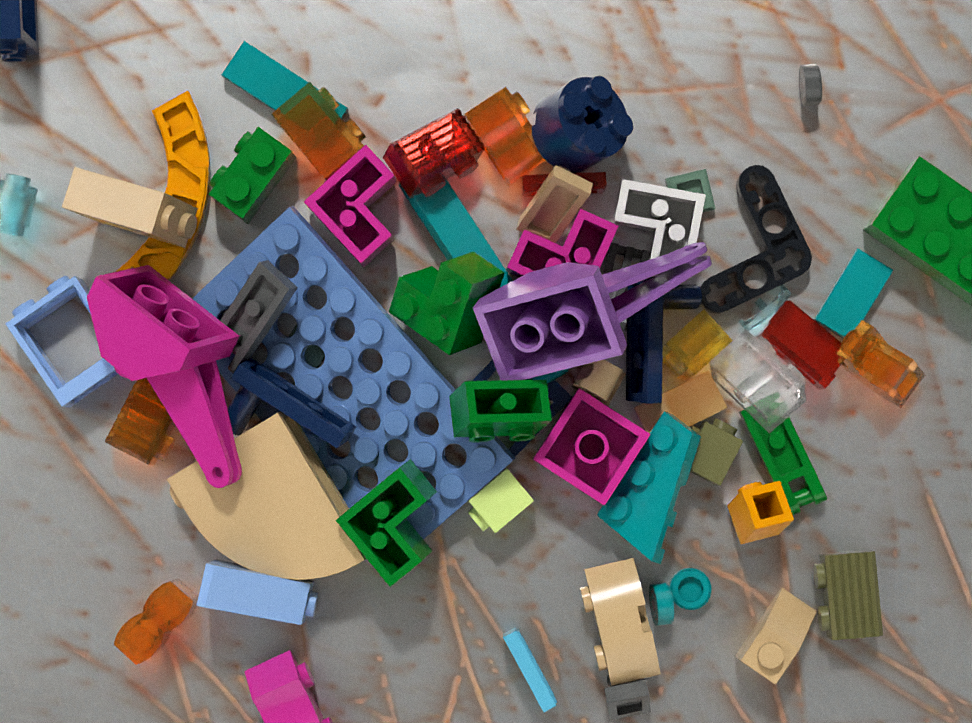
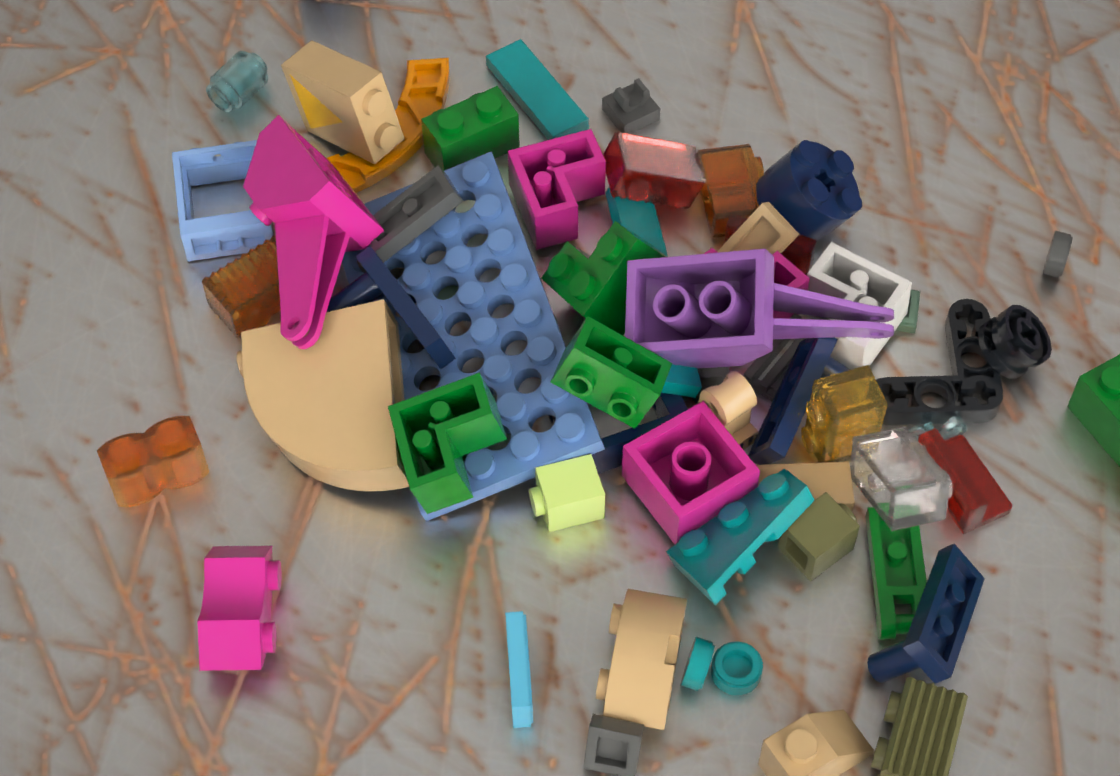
camera: 20 degrees right, 30 degrees down
(256, 594) = (266, 467): light blue slope -> none
(319, 130) = (550, 105): clear orange brick -> none
(378, 74) = (631, 107): none -> dark grey tile
(760, 511) = (850, 607): light orange brick -> none
(807, 198) = (1016, 341): none -> black wheel
(833, 494) = (938, 623): none -> dark blue piece
(853, 293) = (1035, 455): teal tile -> none
(879, 364) = (1034, 518): clear orange brick -> none

